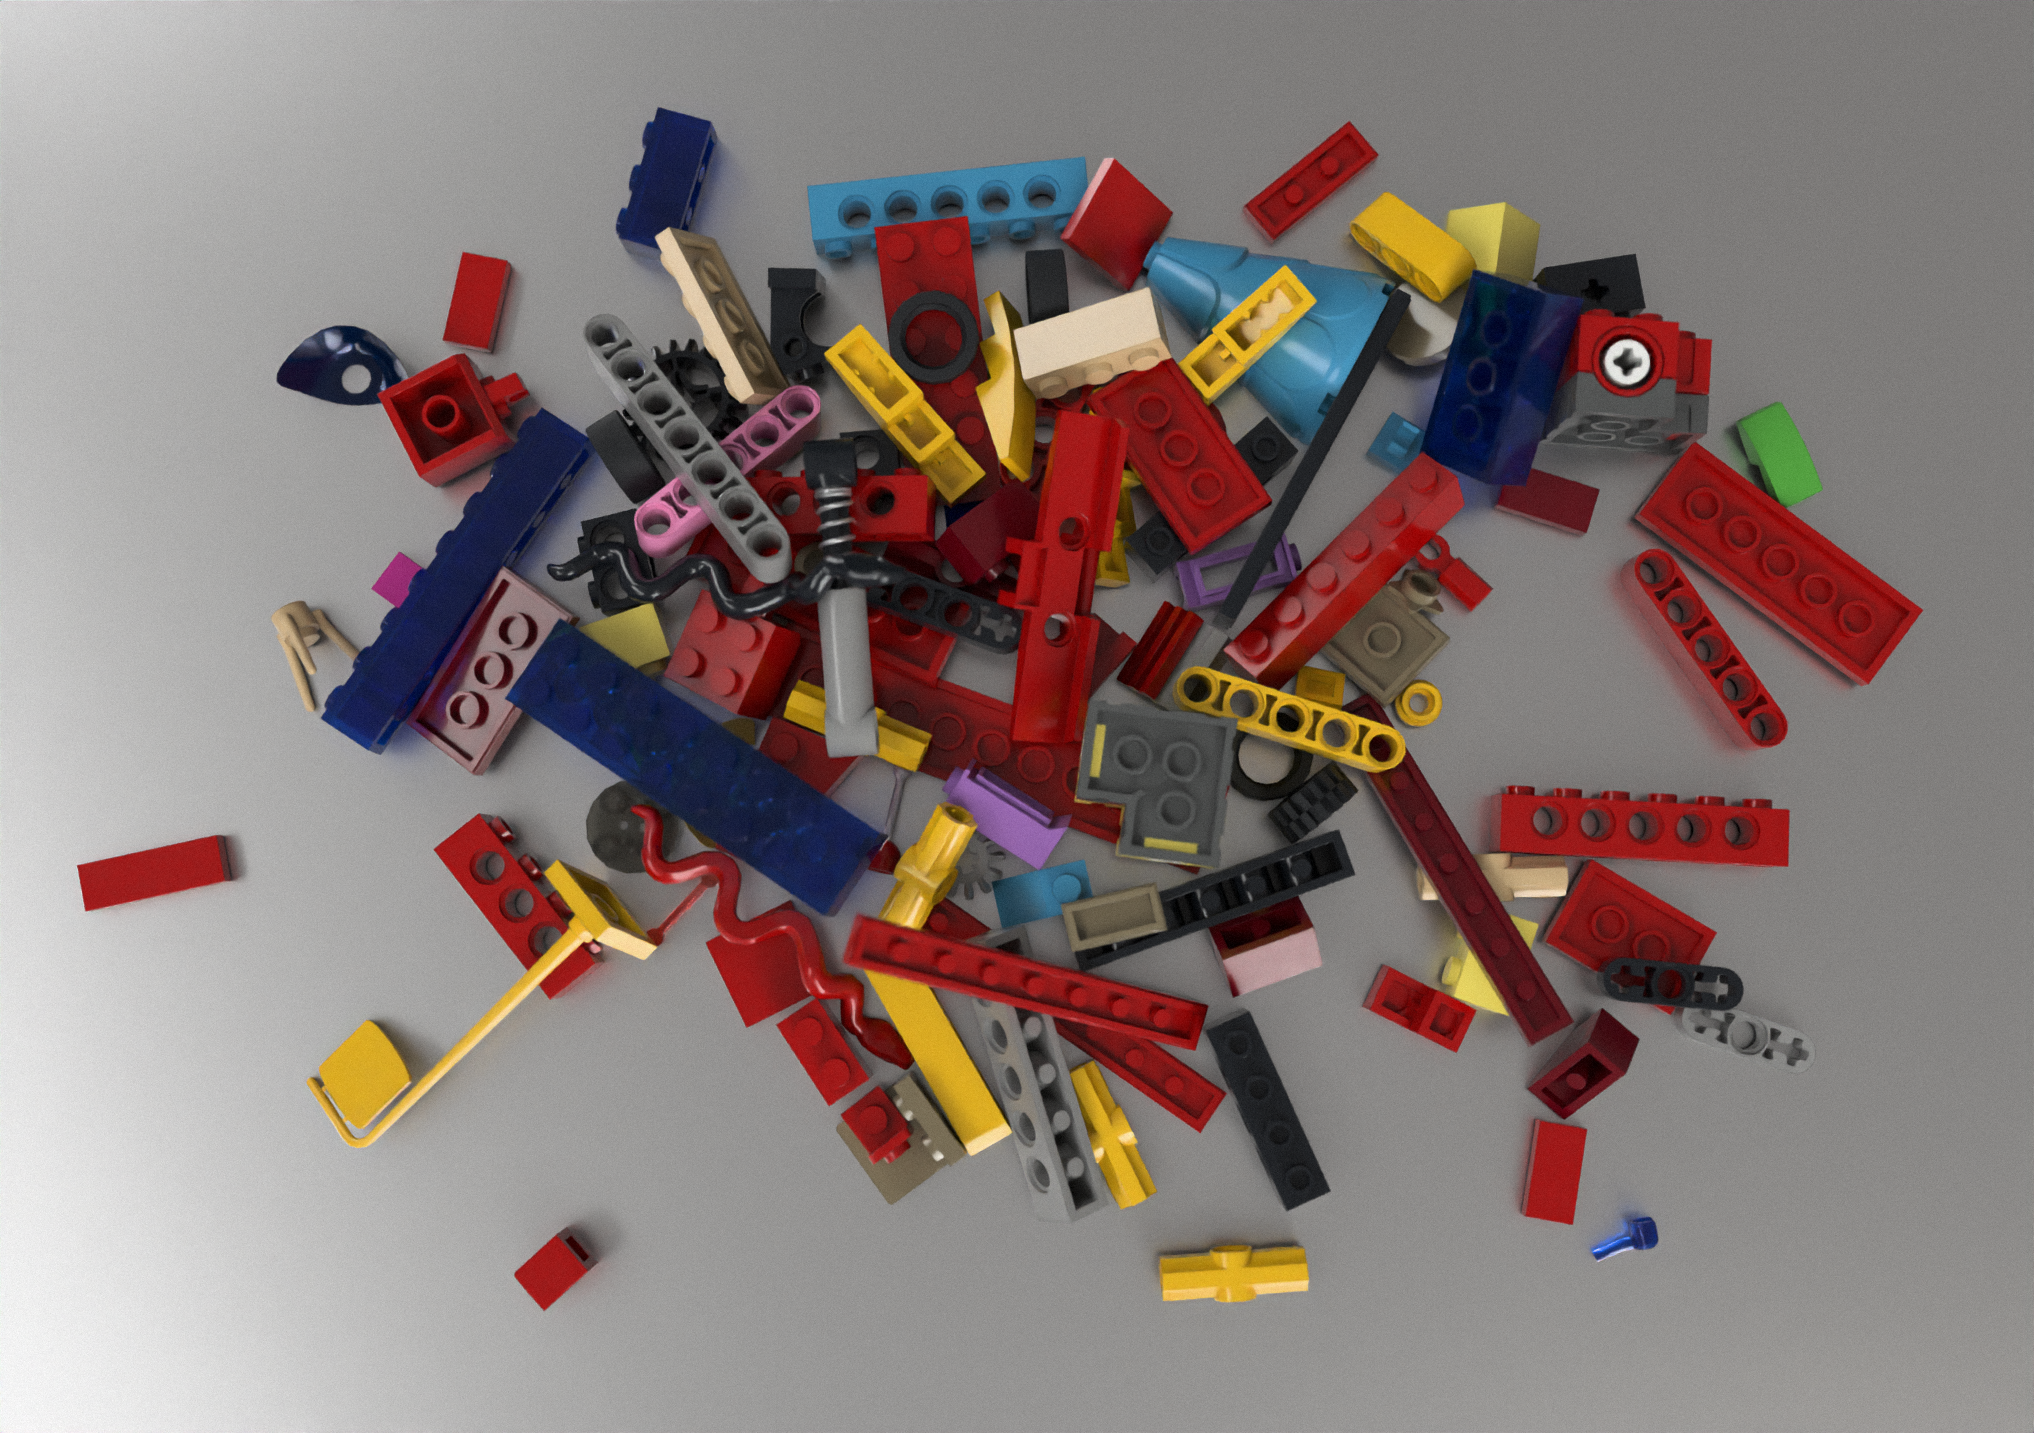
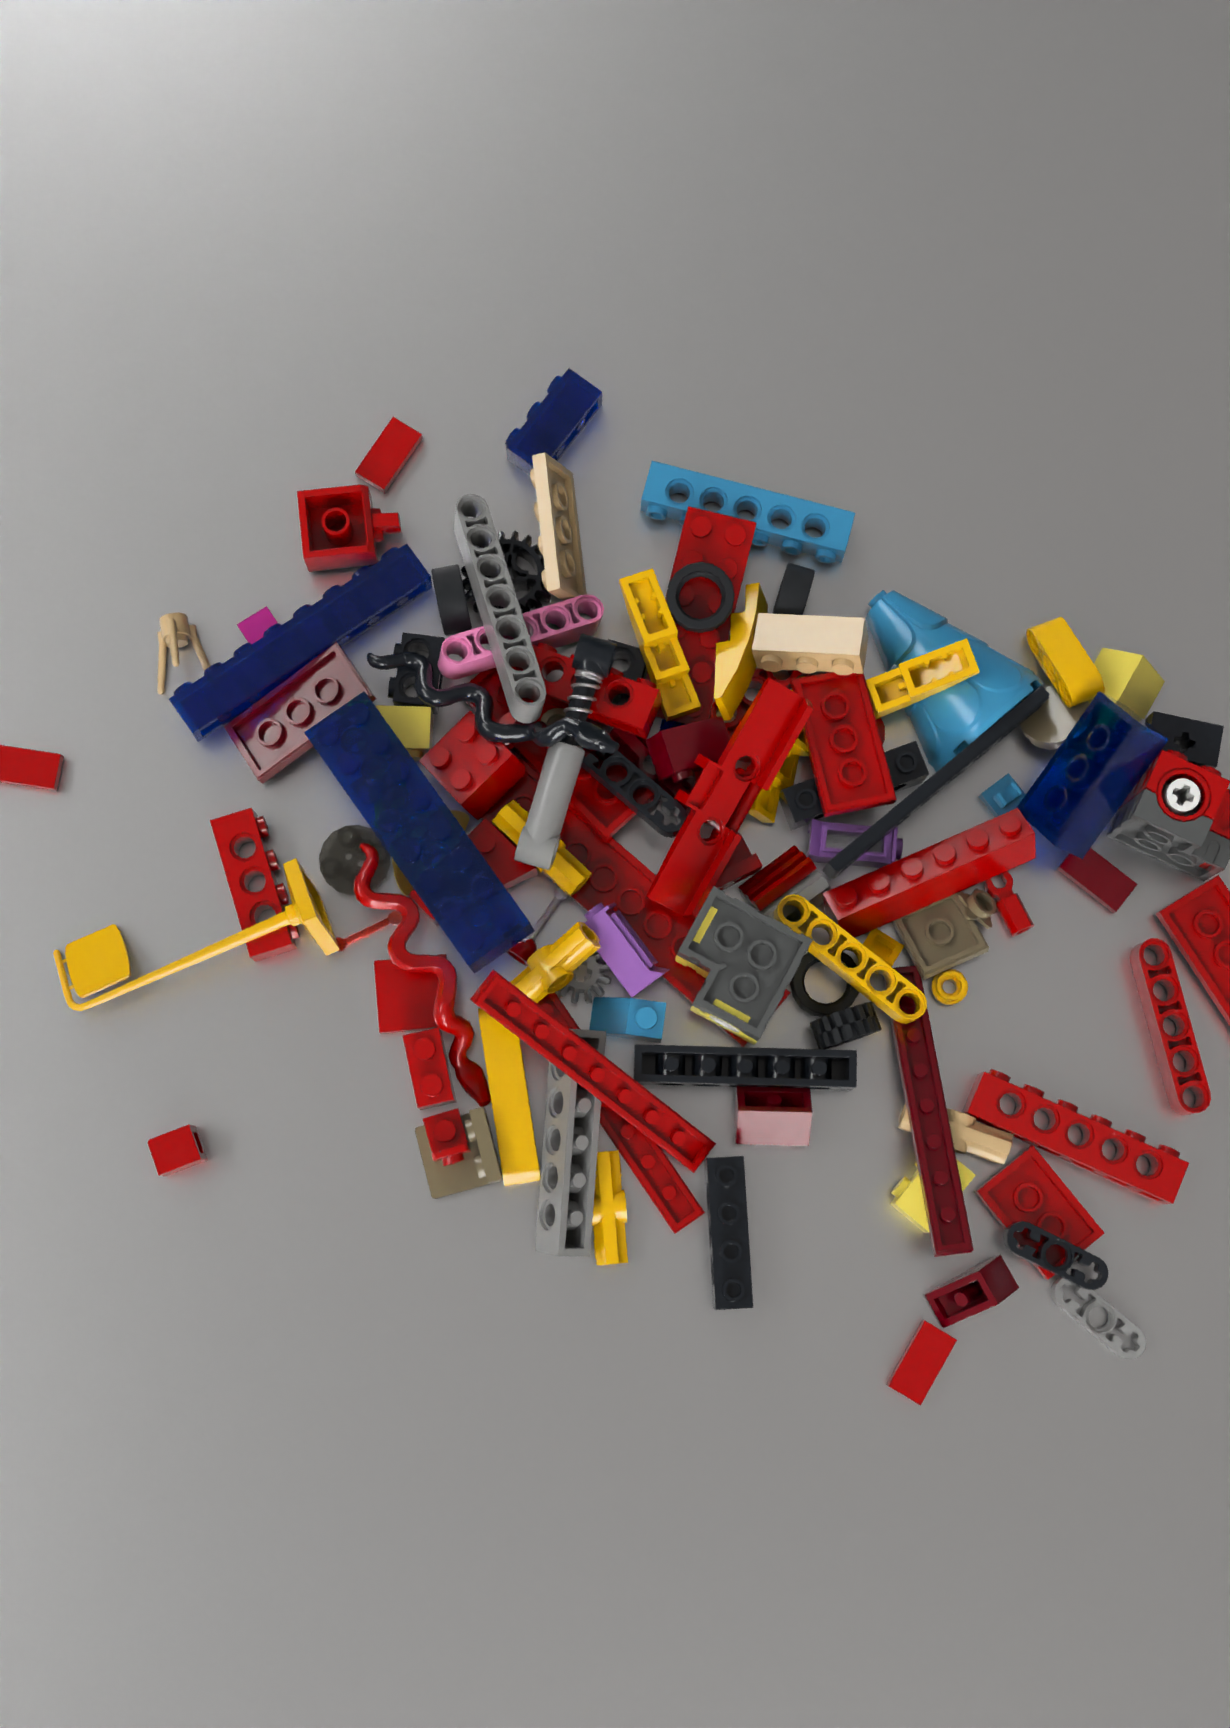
camera: 15 degrees right, 5 degrees down
(322, 359) = (267, 452): clear blue piece -> none
(791, 296) = (612, 531): black tile -> none
(1114, 917) = (672, 1050): dark tan tile -> none
(1116, 224) = (860, 568): red tile -> none
(1233, 1273) = (660, 1343): yellow piece -> none
(1310, 182) = (1010, 591): red tile -> none
(1419, 1008) = (867, 1206): red slope -> none
(1642, 1237) = (968, 1433): clear blue hand -> none

